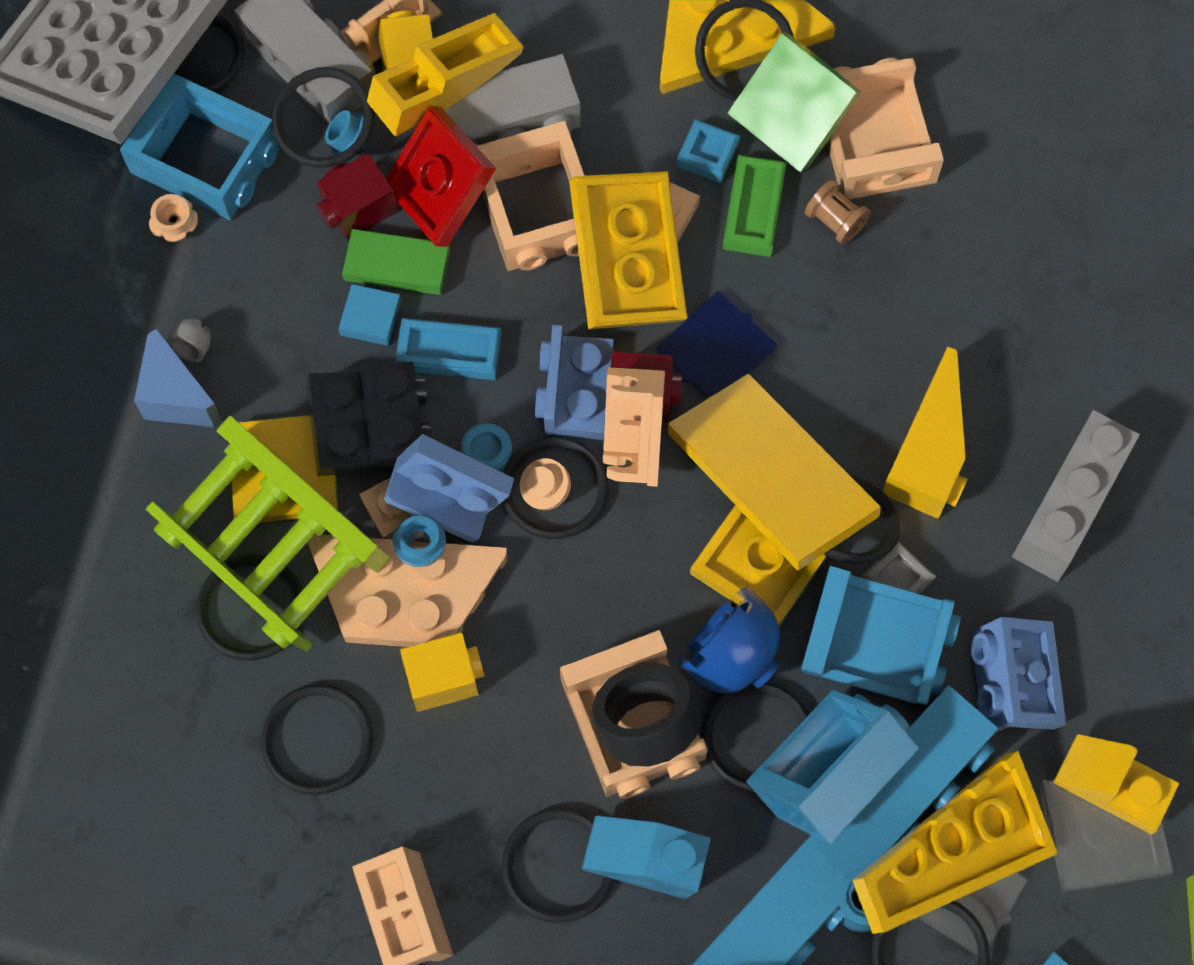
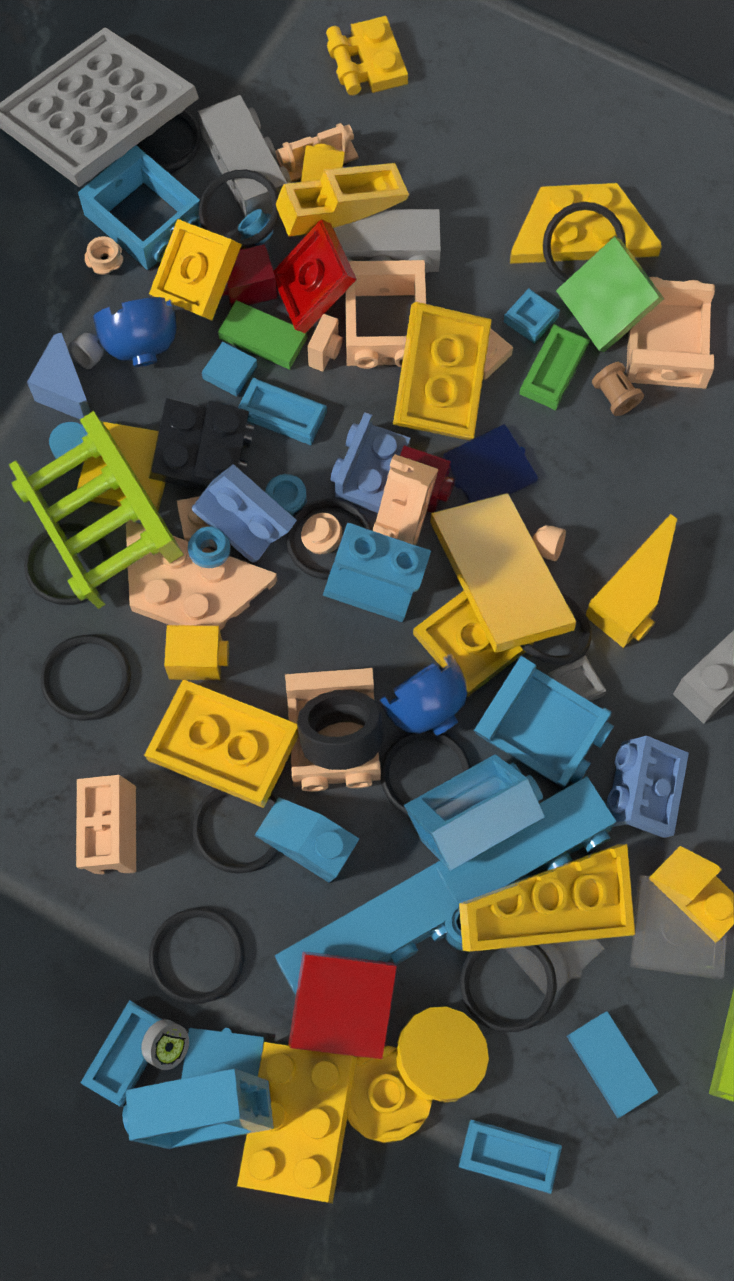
camera: 15 degrees right, 0 degrees up
(202, 455) = (66, 437): none -> dark azure tile
(247, 300) = (137, 330): none -> blue cylinder
(293, 206) = (195, 269): none -> yellow plate
(476, 252) = (324, 343): none -> light nougat plate
(509, 770) = (223, 743): none -> yellow plate
(629, 515) = (376, 572): none -> dark azure panel
(815, 417) = (550, 541): none -> light nougat hinge

